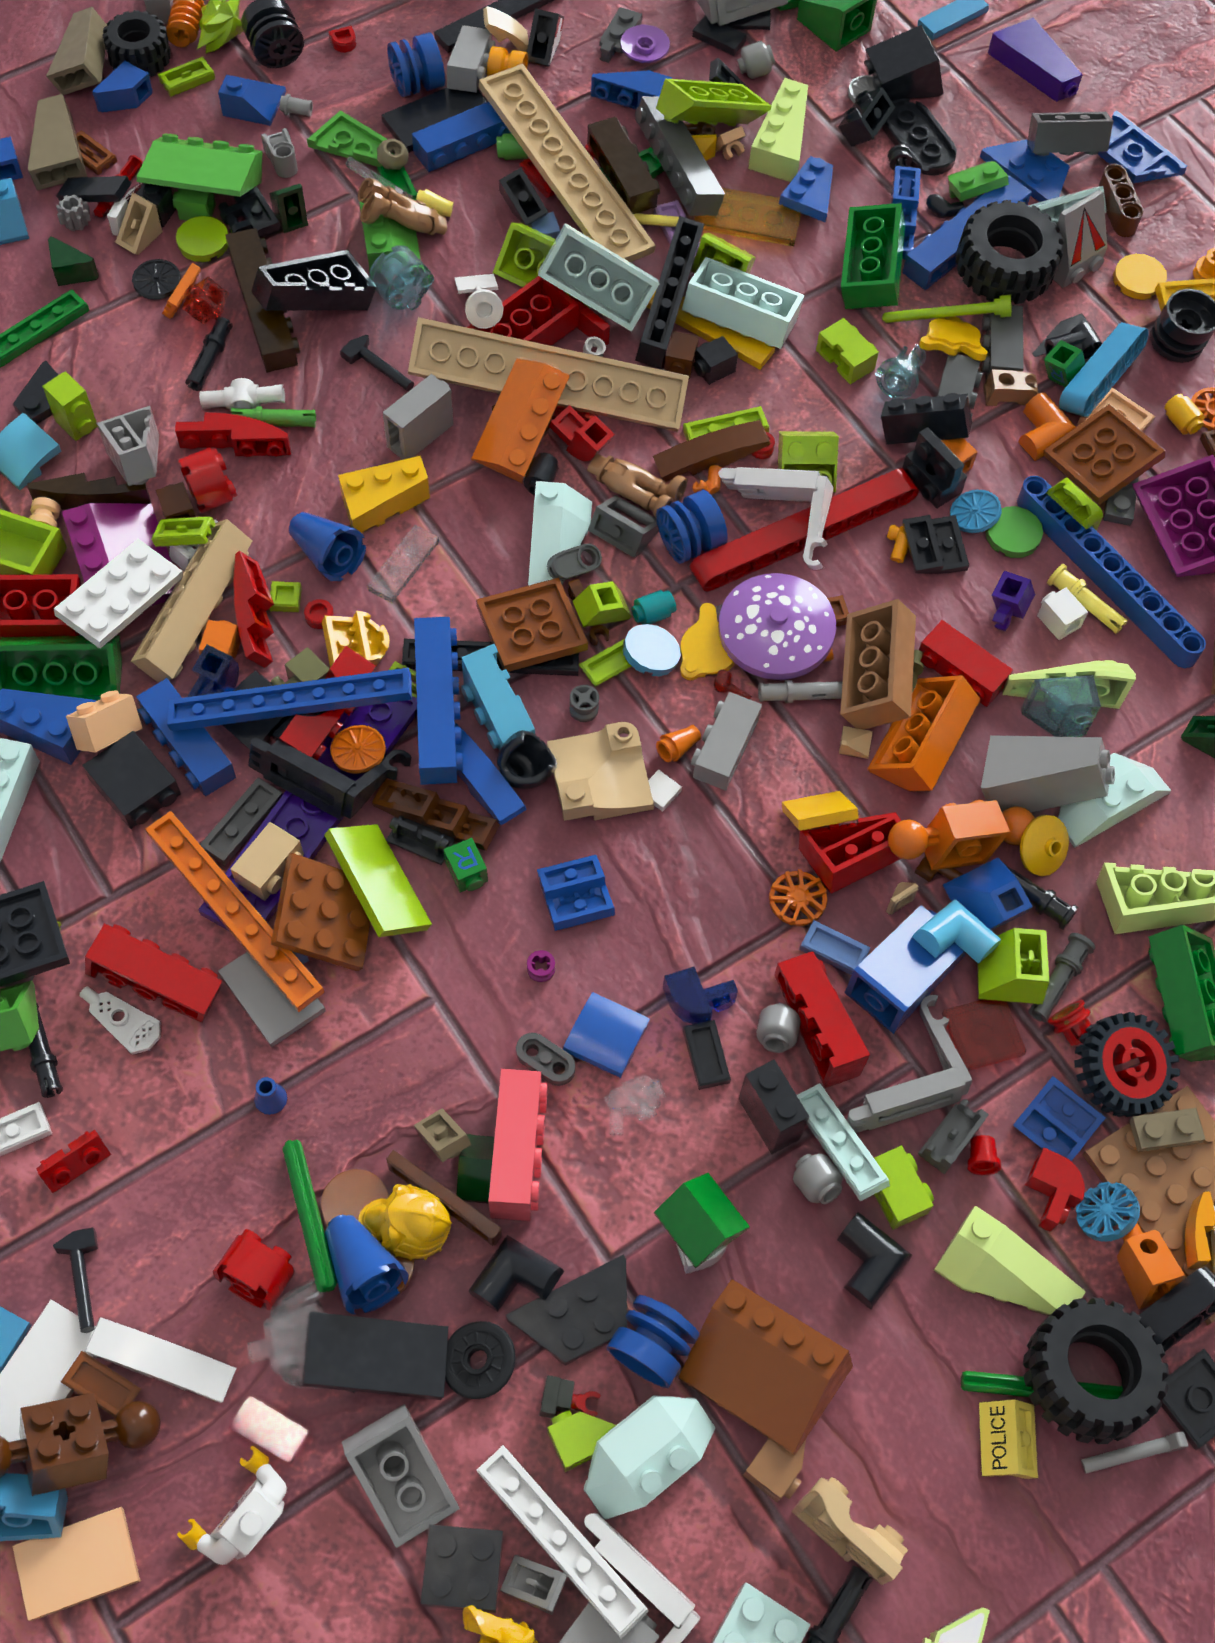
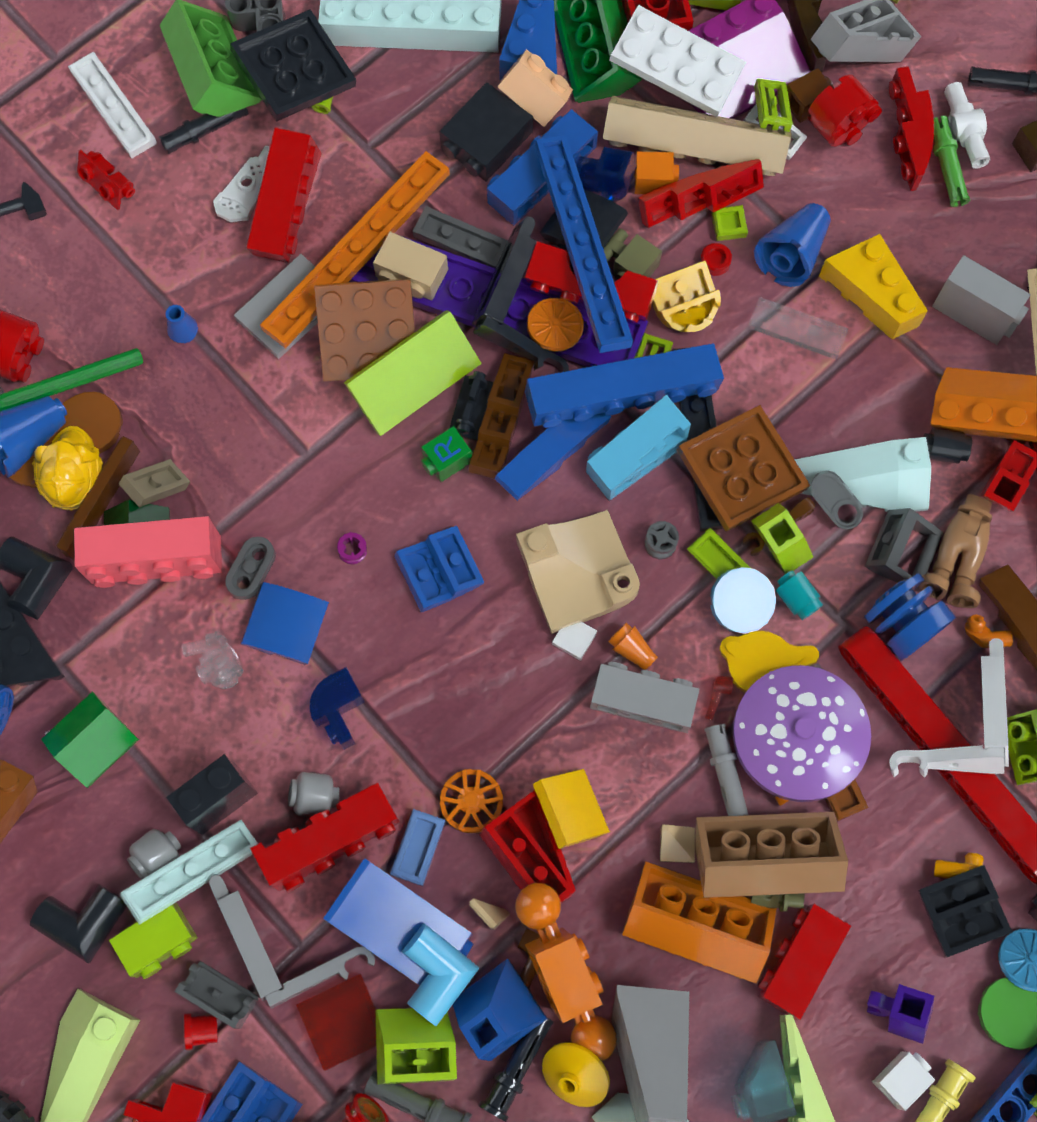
camera: 85 degrees right, 10 degrees up
(528, 757) = (576, 492): black piece -> none
(706, 1054) = (279, 727): black tile -> none

